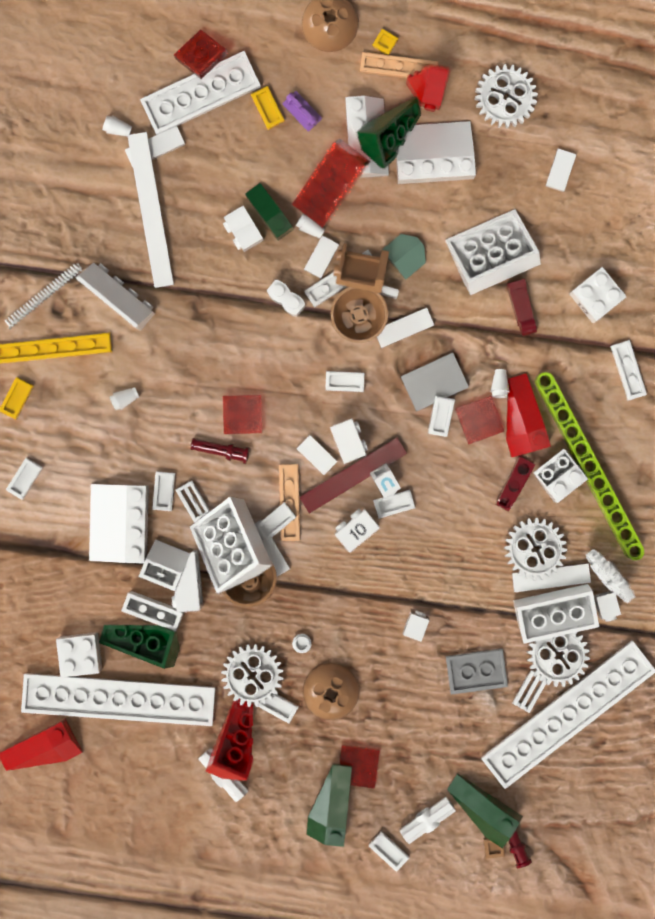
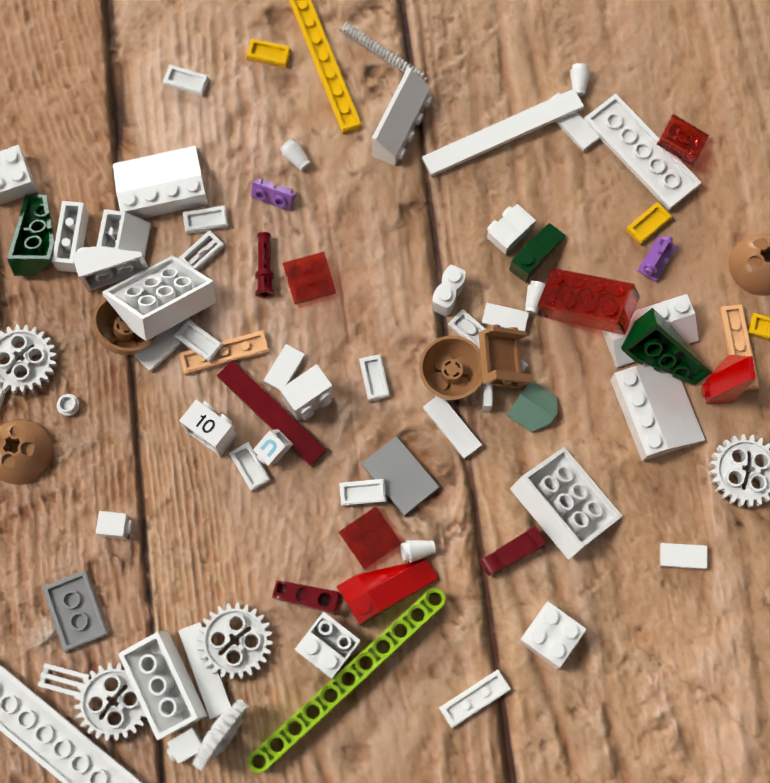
camera: 75 degrees right, 15 degrees down
(161, 420) = (266, 192): none -> medium lavender hinge

